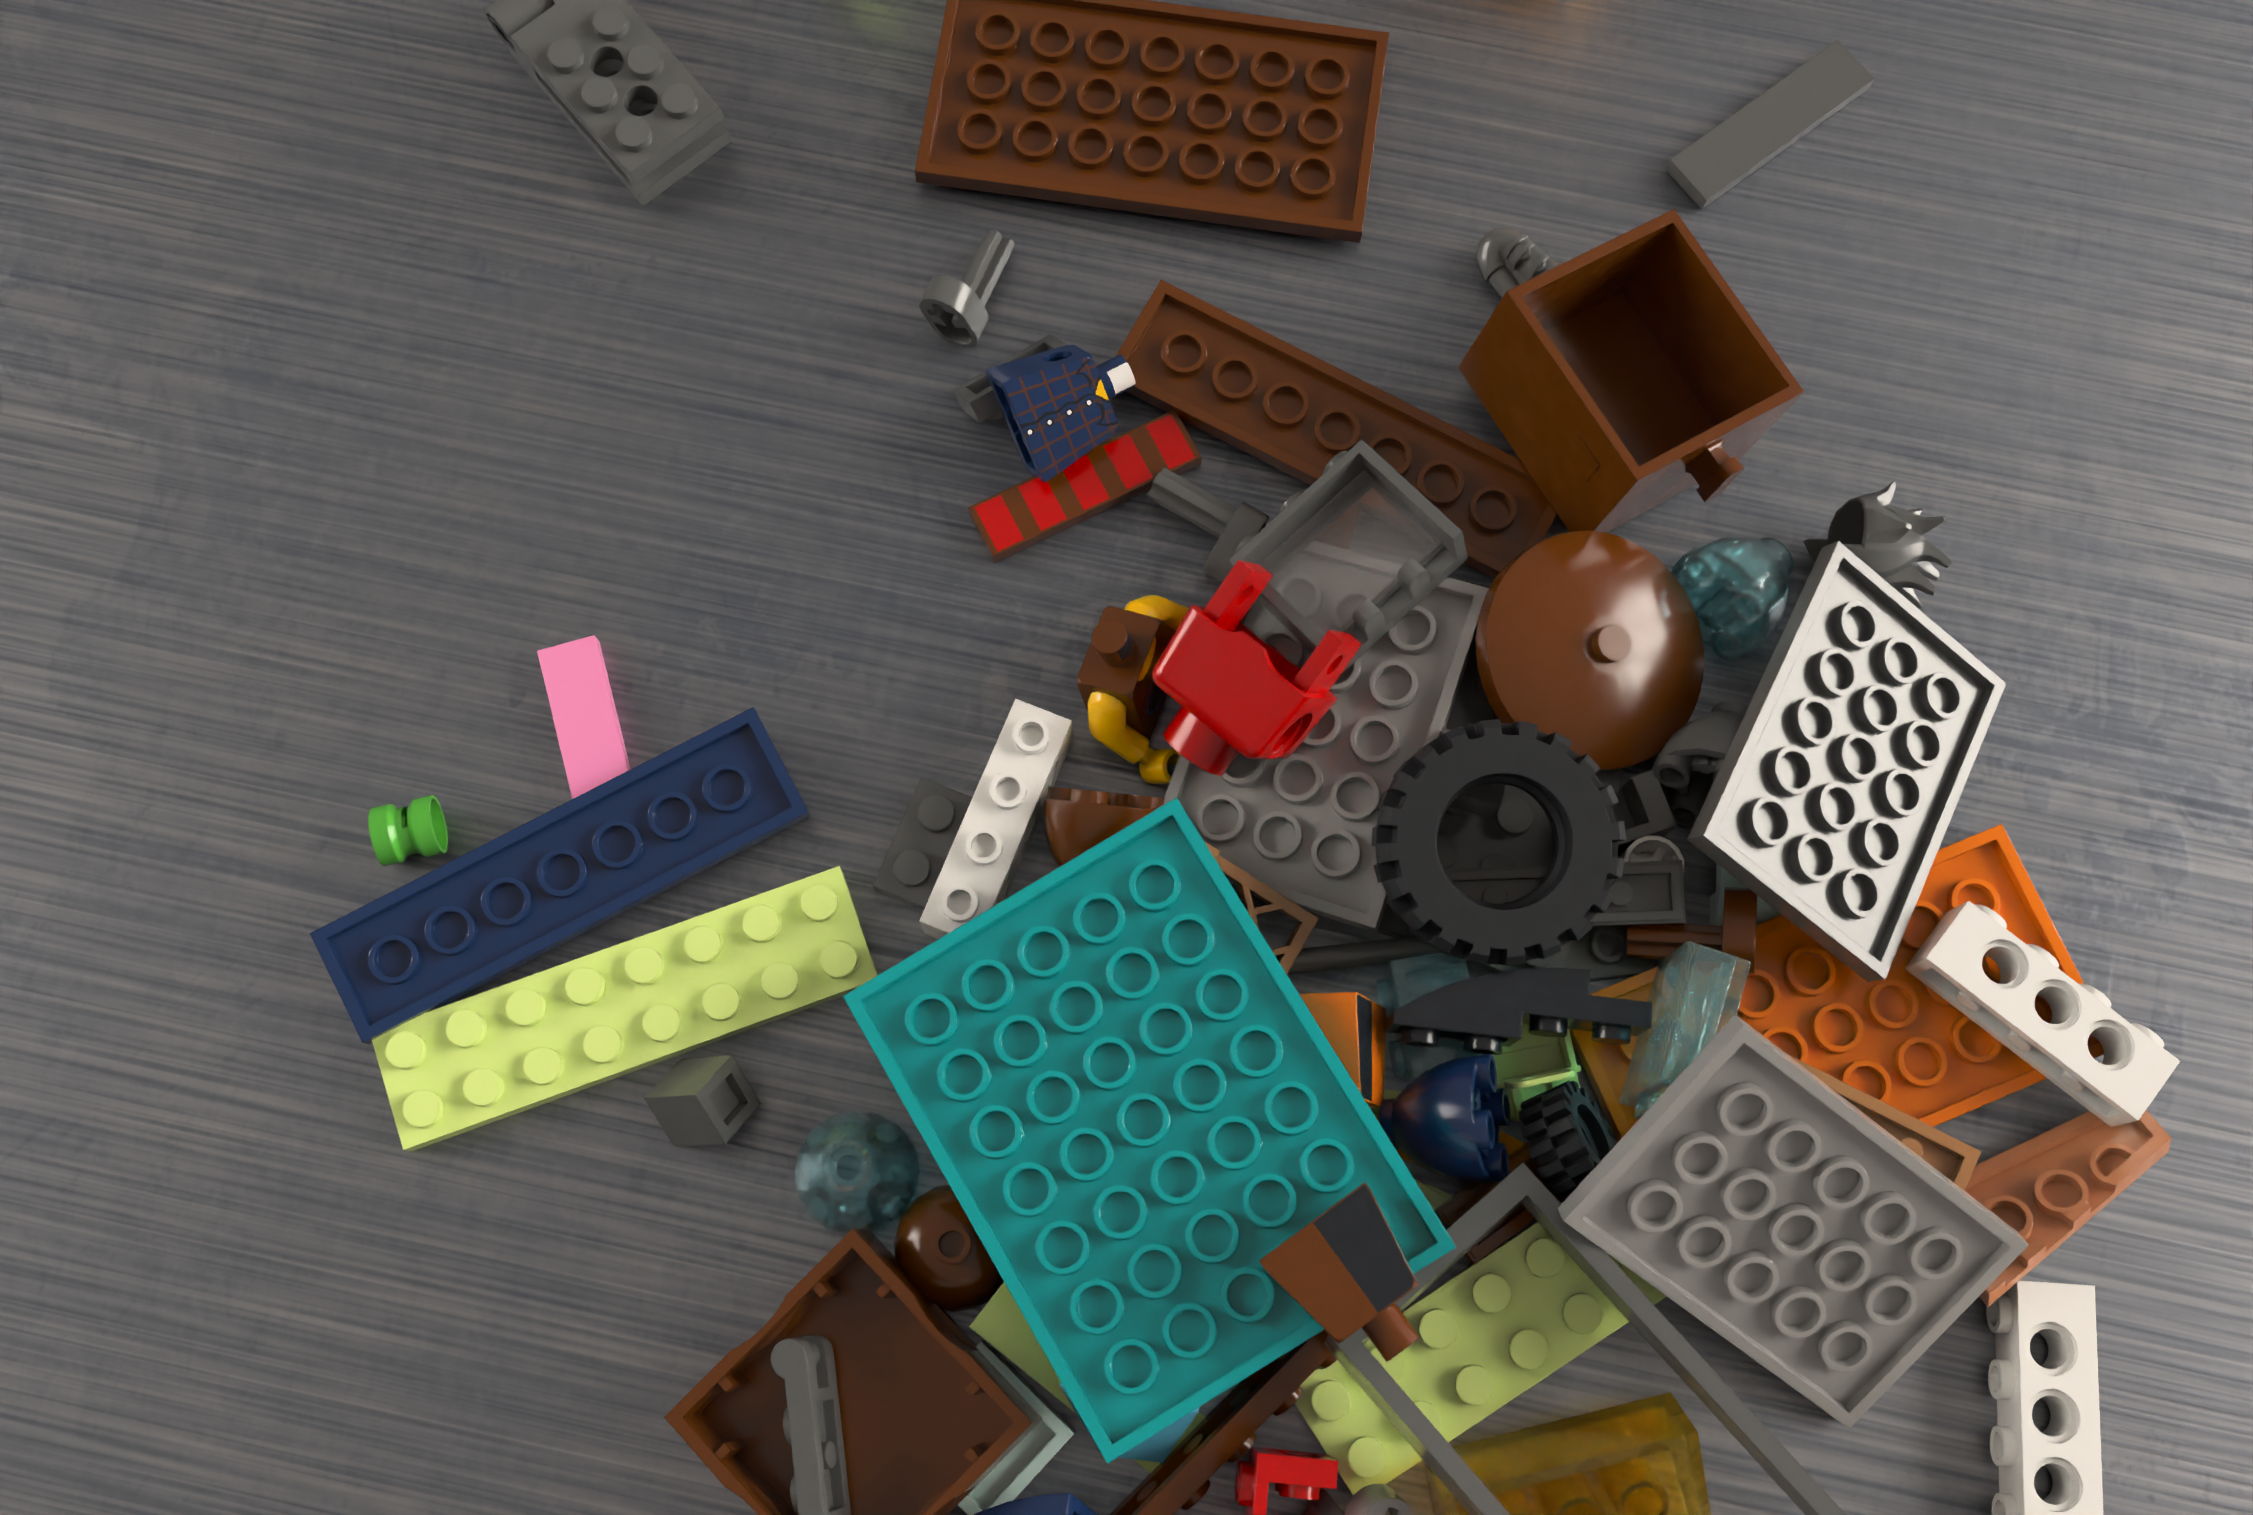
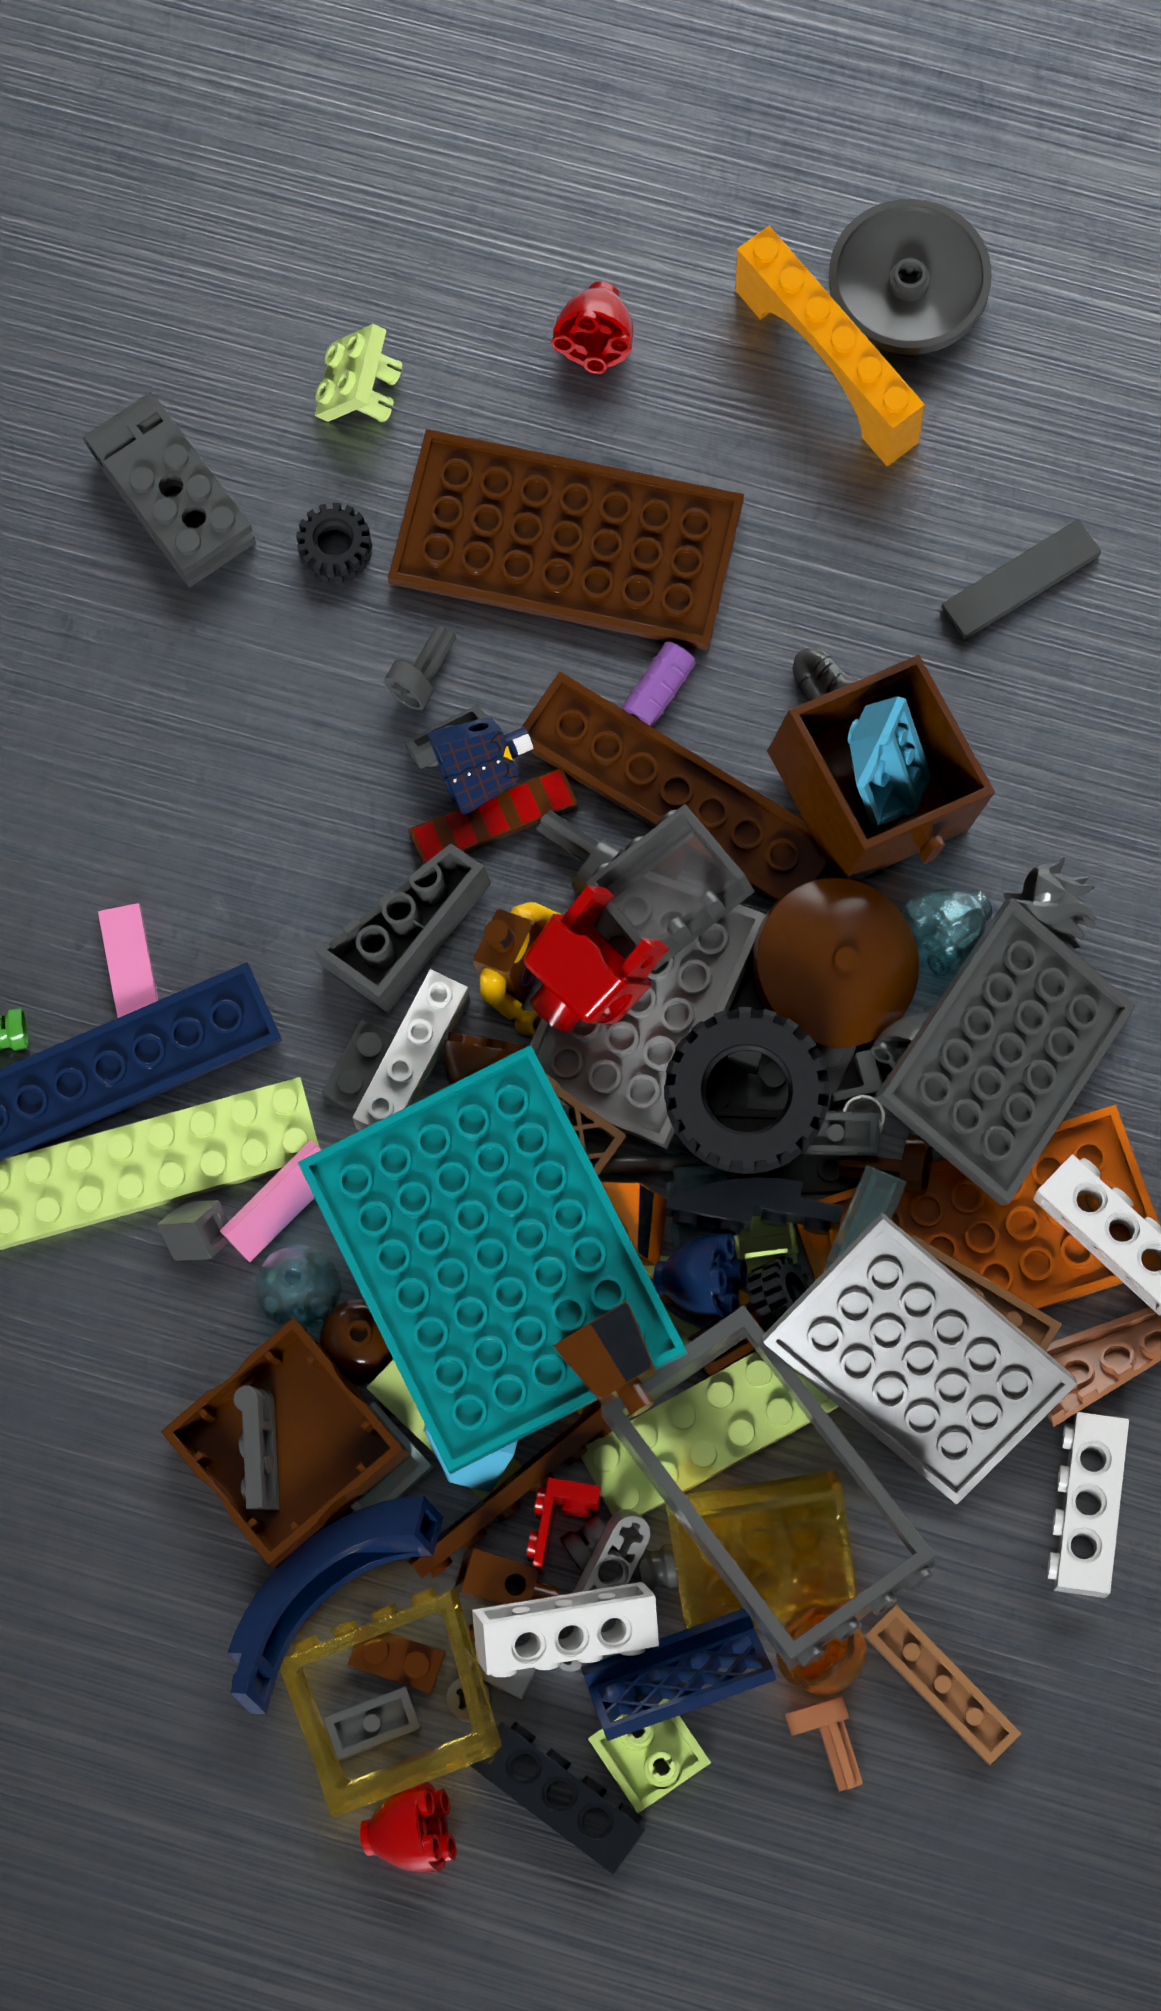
camera: 10 degrees right, 0 degrees up
(809, 1059) = (271, 1208): none -> bright pink tile
(832, 103) = (328, 520): none -> black tyre
(976, 644) = (406, 929): none -> dark grey wedge
(1299, 287) = (659, 683): none -> medium lavender axle
(1642, 352) = (888, 761): none -> medium azure wedge

